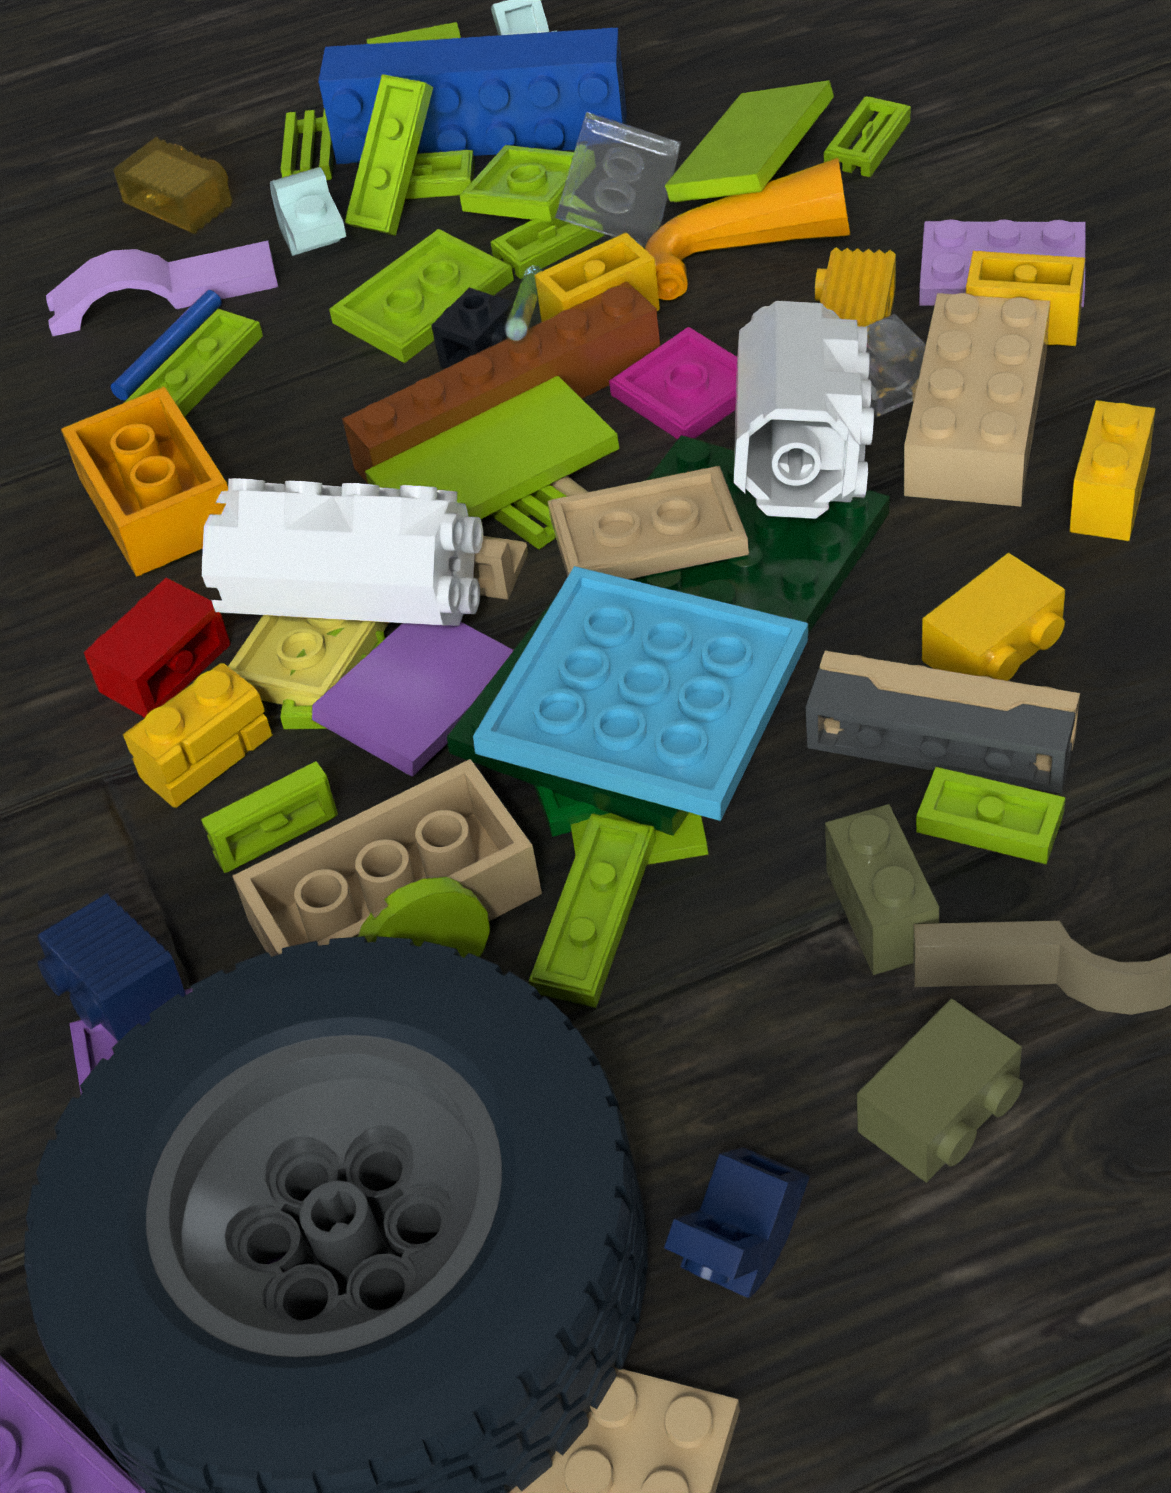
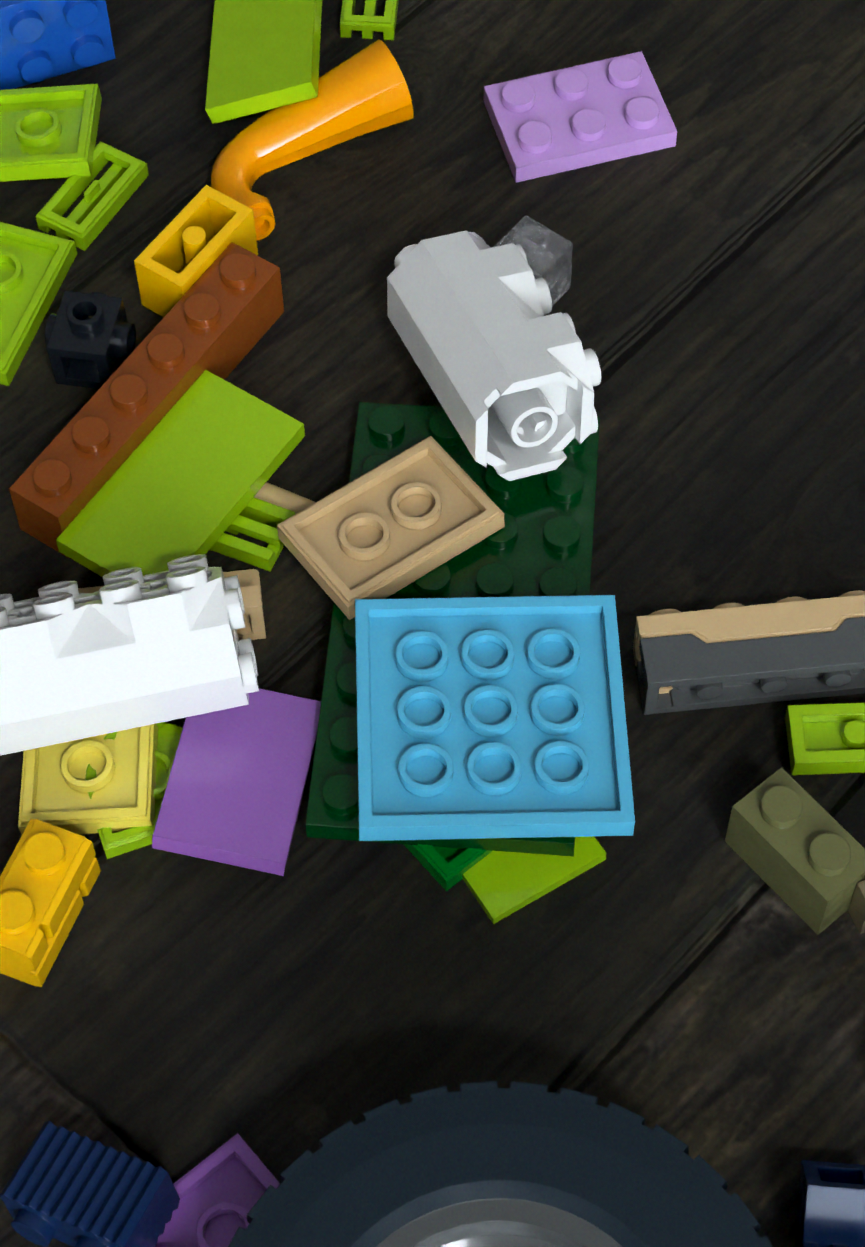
camera: 30 degrees left, 10 degrees up
(270, 817) = (161, 971): lime tile -> none
(343, 874) = (332, 1009): tan brick -> none
(432, 912) = (410, 1052): lime tile -> none
(523, 305) = (132, 292): clear light blue bar -> none
(593, 910) = (534, 960): lime tile -> none
(618, 179) = (142, 109): clear tile -> none
(681, 385) = (327, 338): dark pink tile -> none
(858, 285) = (460, 191): yellow brick -> none
(977, 399) = (639, 285): tan brick -> none
(994, 622) = (767, 534): yellow brick -> none
(1034, 278) = (633, 159): yellow brick -> none
(1112, 470) = (800, 333): yellow brick -> none

